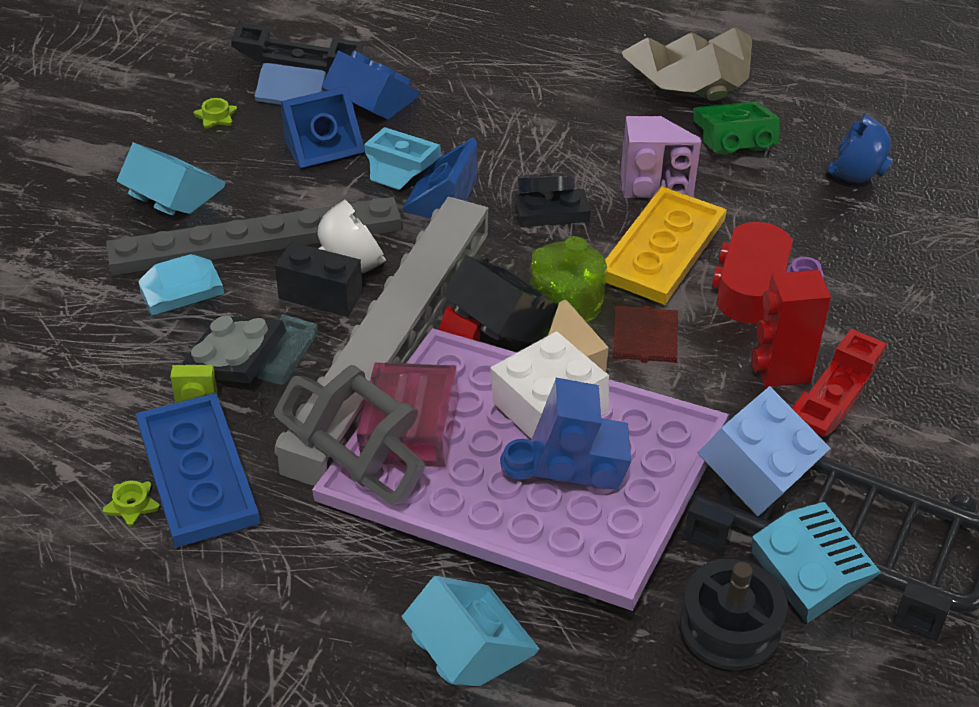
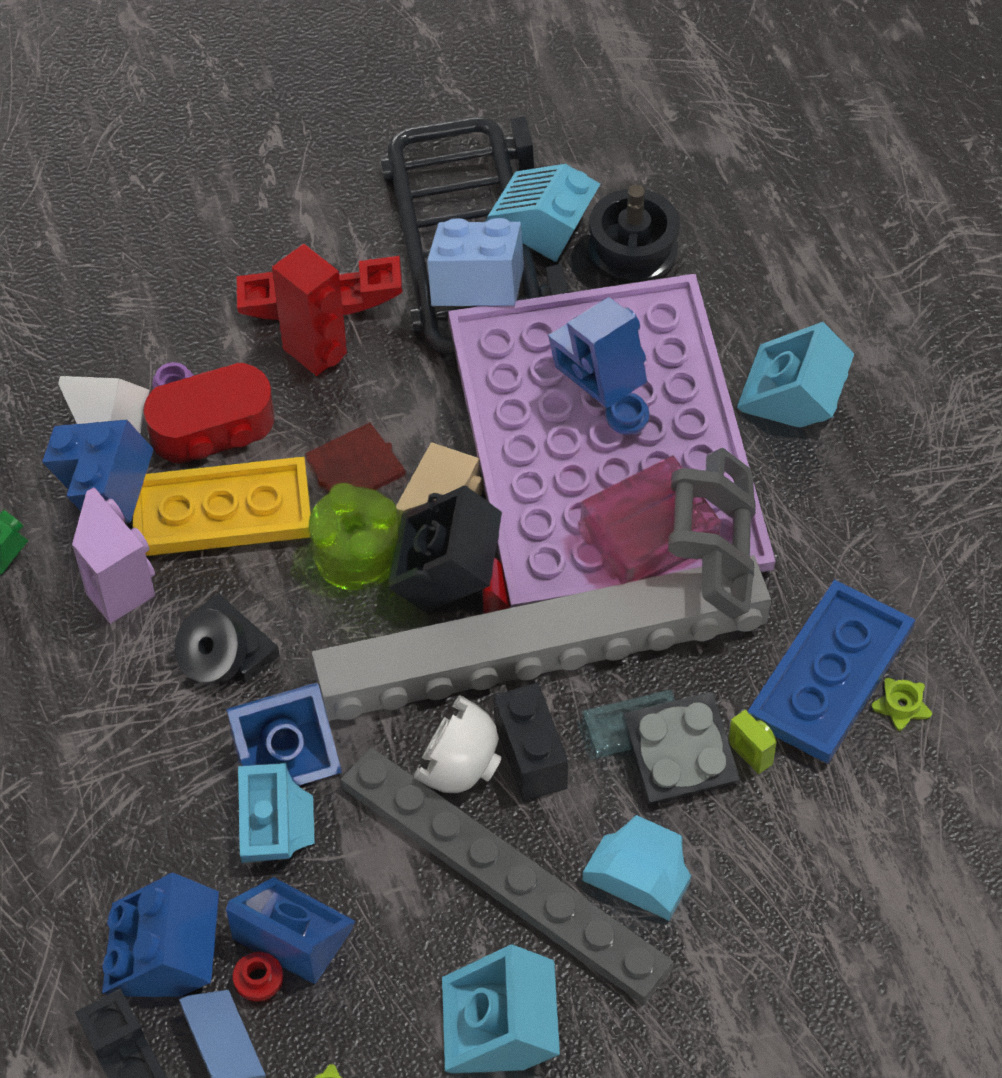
camera: 125 degrees left, 10 degrees up
(526, 378) = (539, 429): white brick -> none
(737, 187) = (100, 456): none -> blue brick
(805, 218) = (104, 399): none -> white slope

